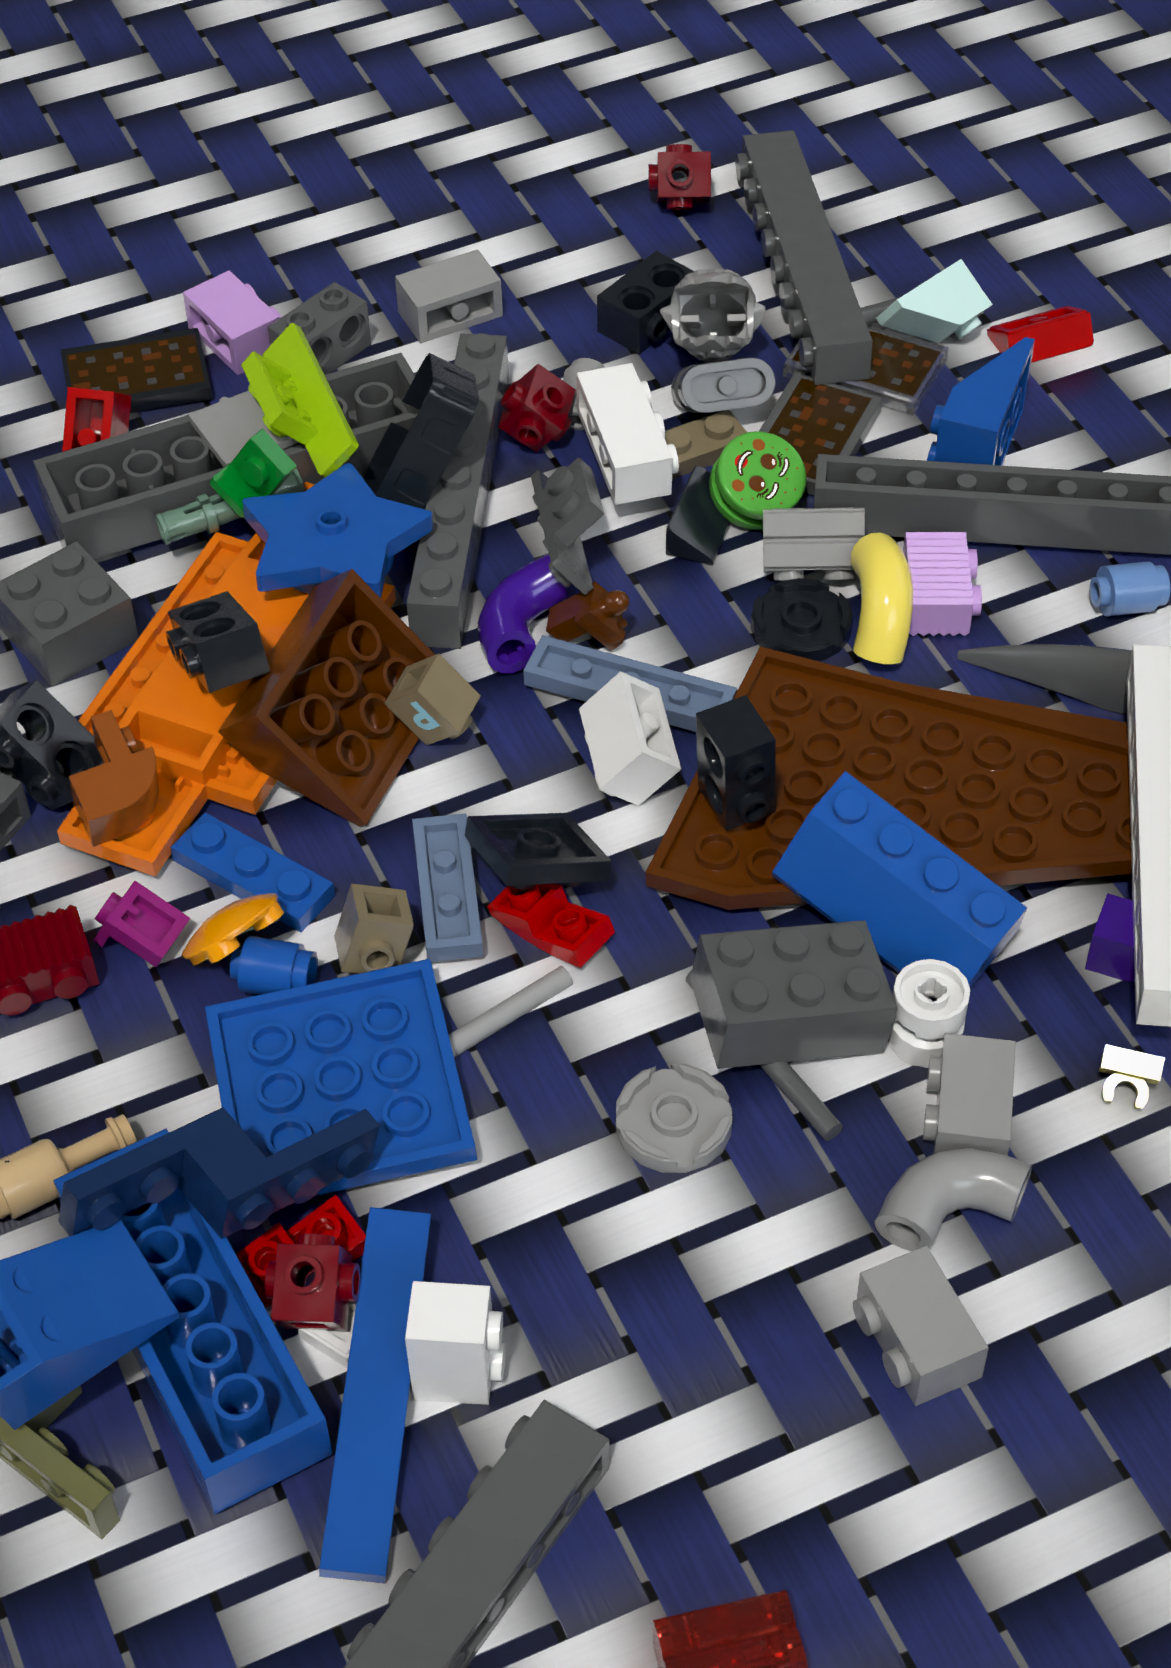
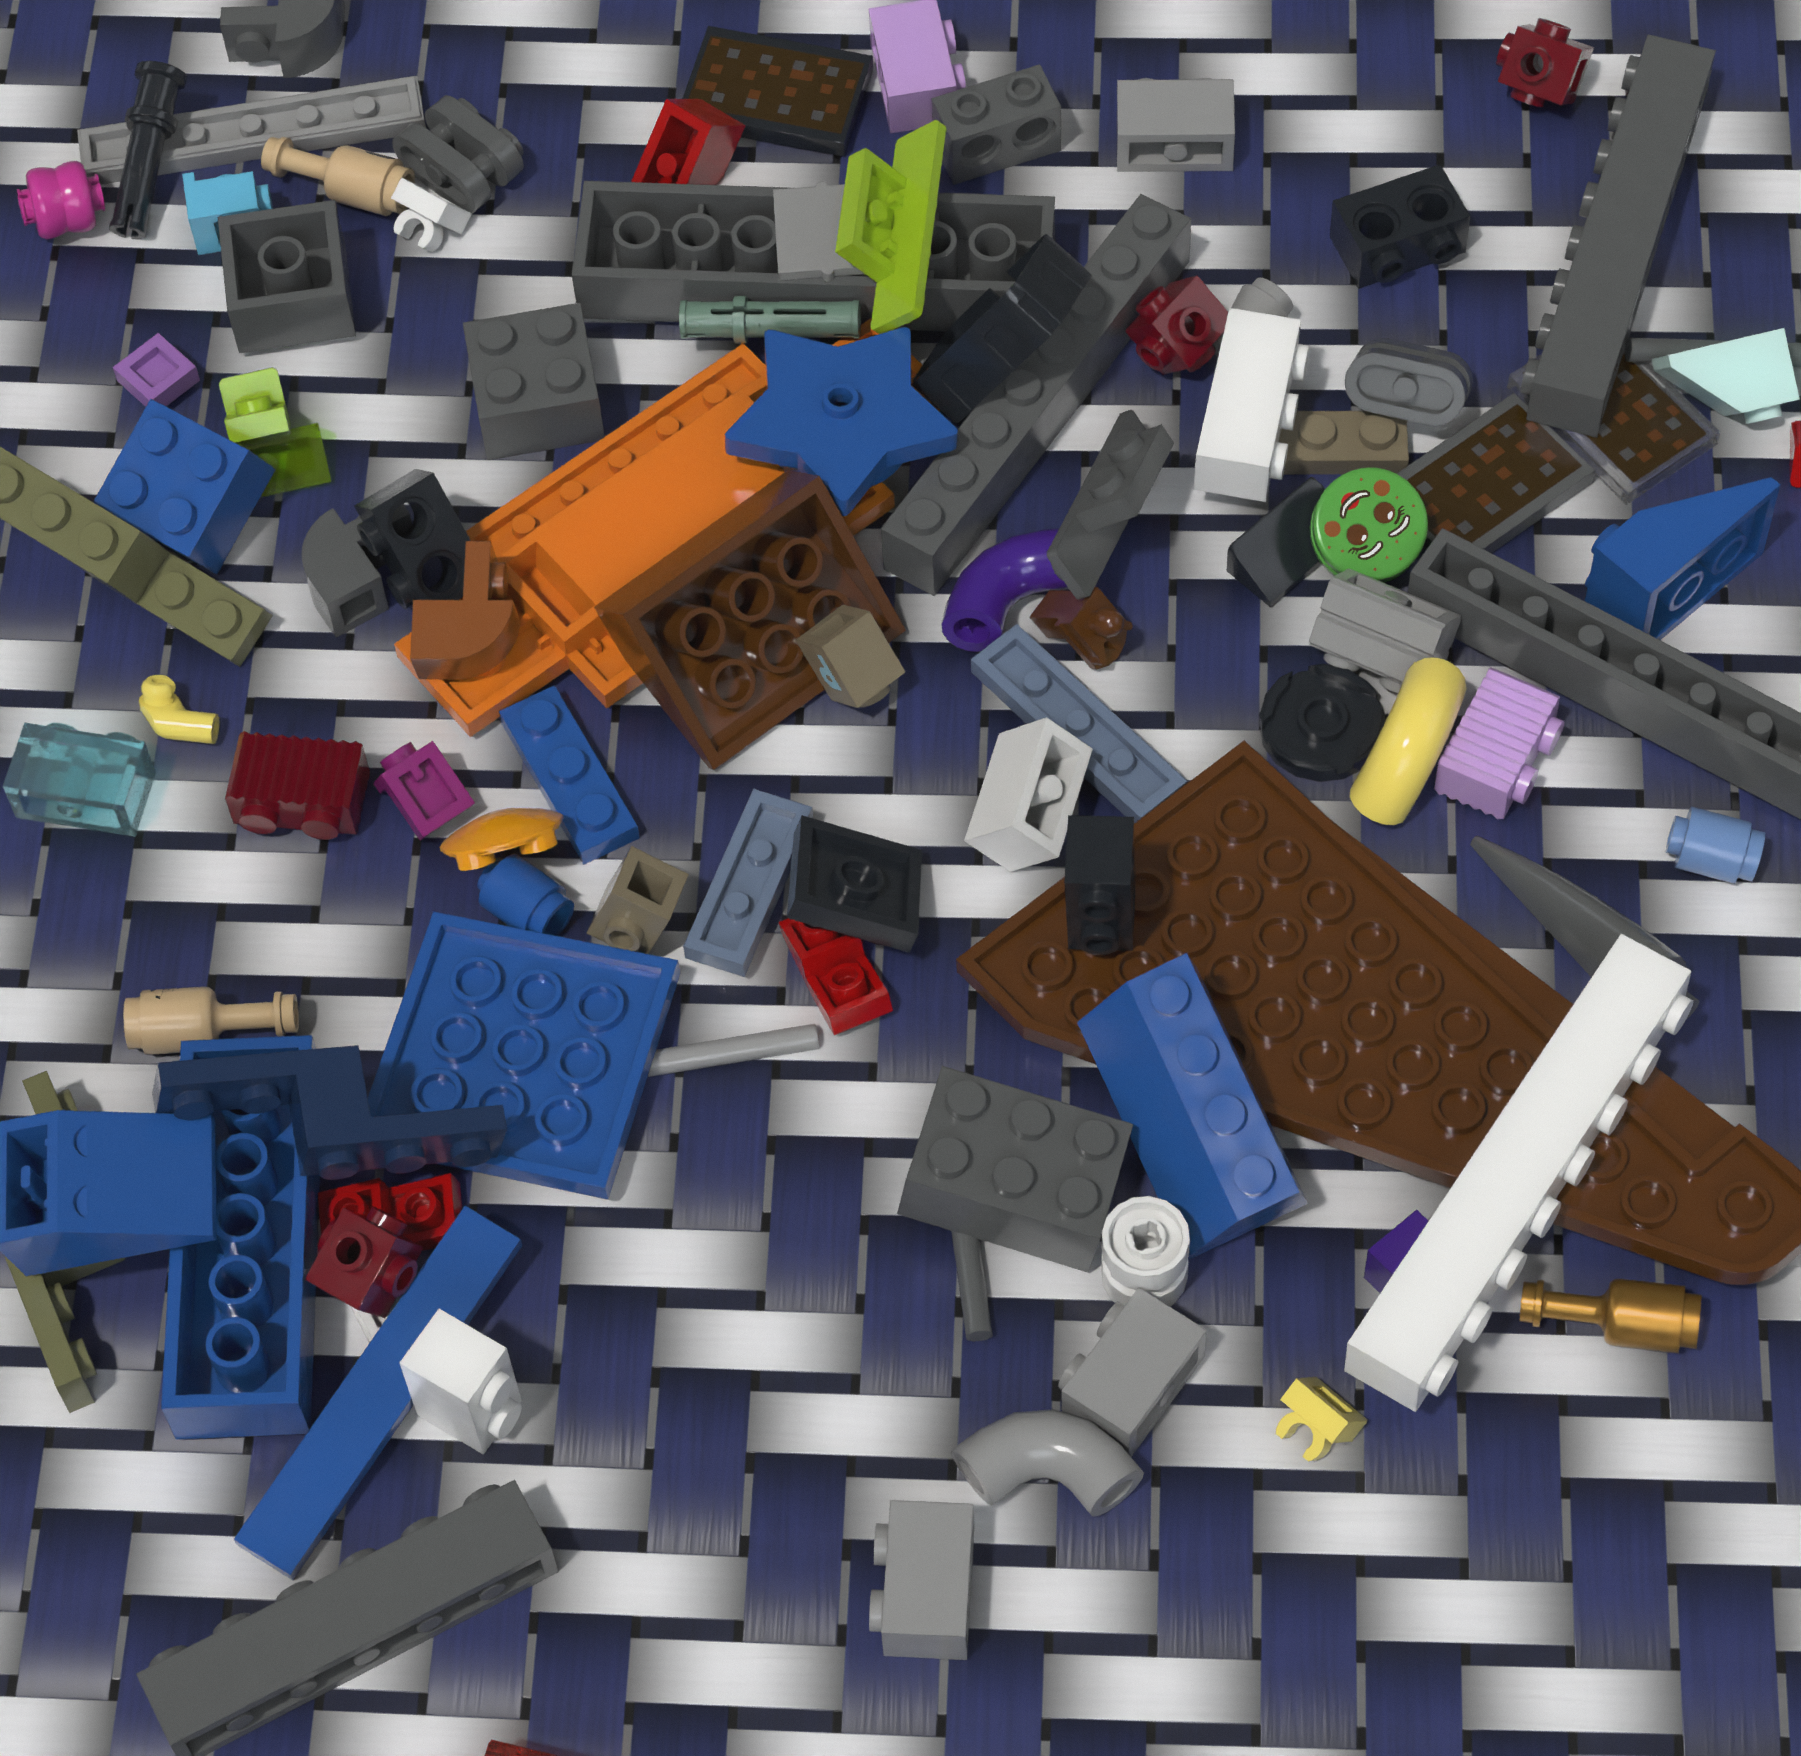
camera: 30 degrees right, 10 degrees up
(217, 642) = (638, 503): black brick -> none
(254, 472) = (793, 301): green bracket -> none
(674, 1118) = (829, 1245): light grey tile -> none
(713, 314) = (1441, 289): light grey head -> none

